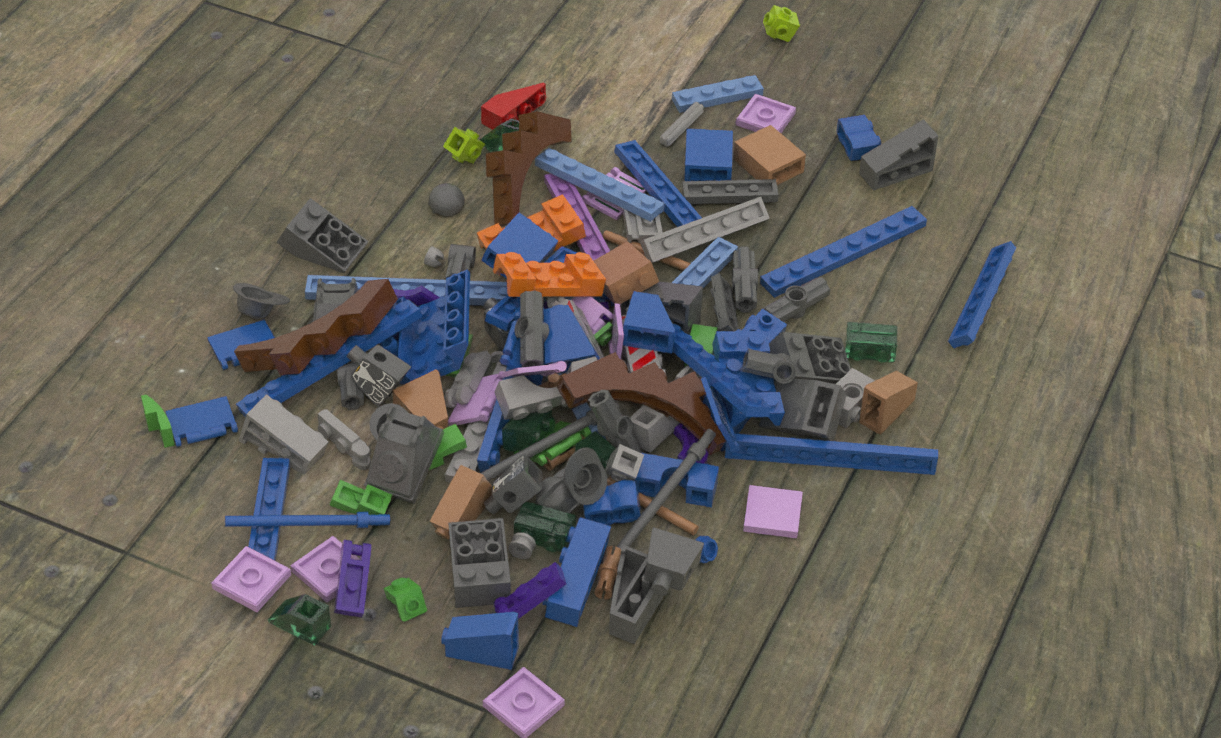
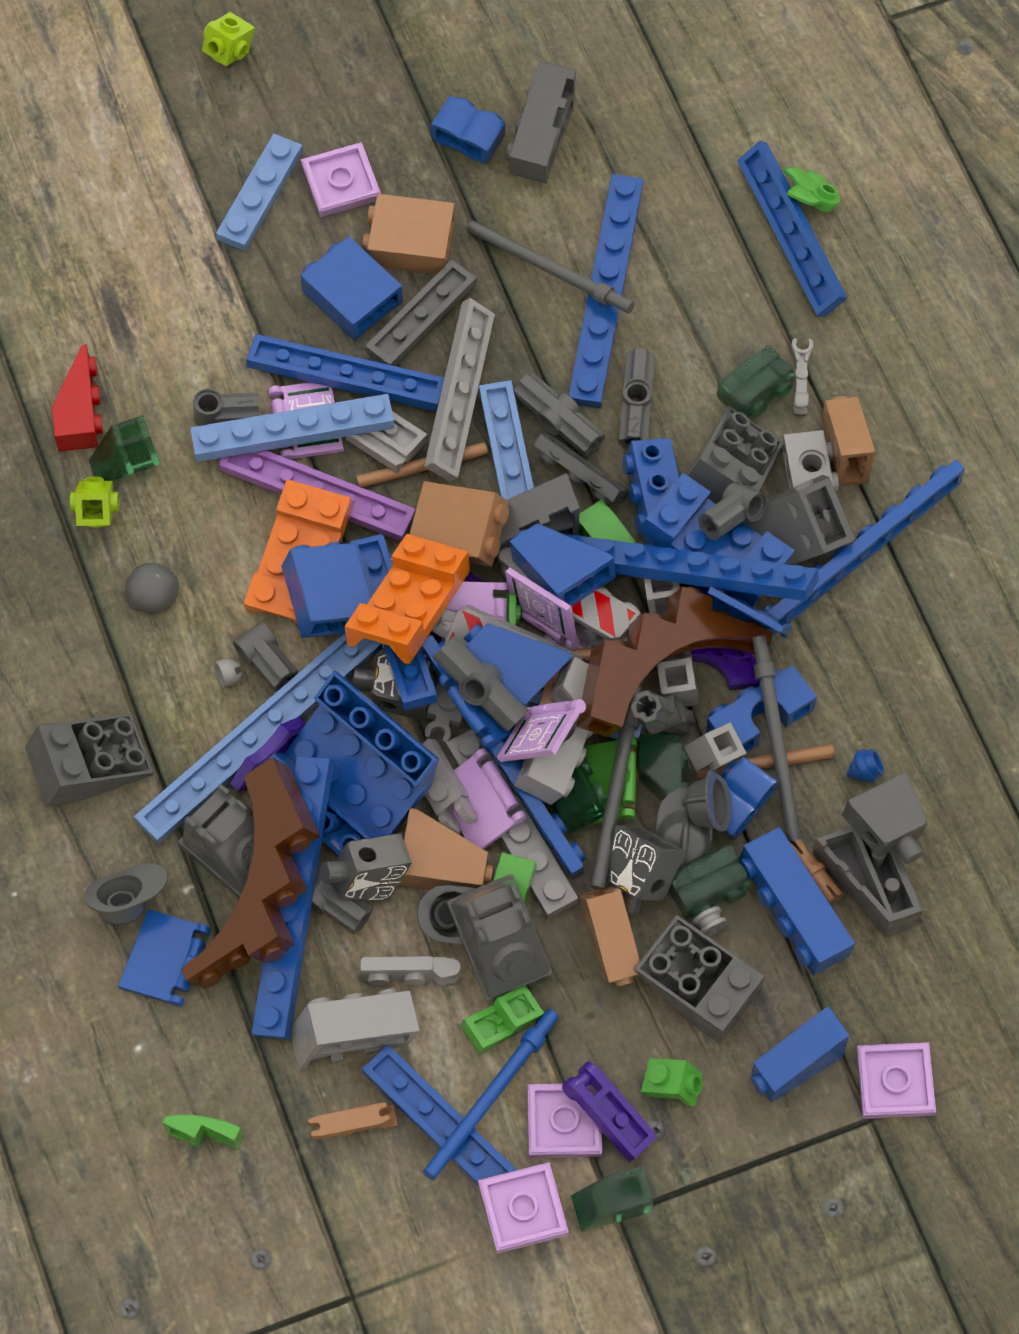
camera: 45 degrees left, 20 degrees up
(201, 420) = (238, 1084): blue piece -> none
(229, 477) = (354, 1120): none -> medium nougat piece
(519, 150) = (179, 457): reddish brown arch -> none
(533, 592) = (790, 969): dark purple plate -> none
(573, 149) = (226, 406): none -> dark grey piece
(681, 124) = (271, 267): light grey axle -> none
(773, 511) = (875, 663): lavender tile -> none
(834, 241) = (601, 292): none -> dark grey bar
(913, 354) = (801, 360): none -> light grey piece
(1019, 288) = (812, 189): none -> bright green plate

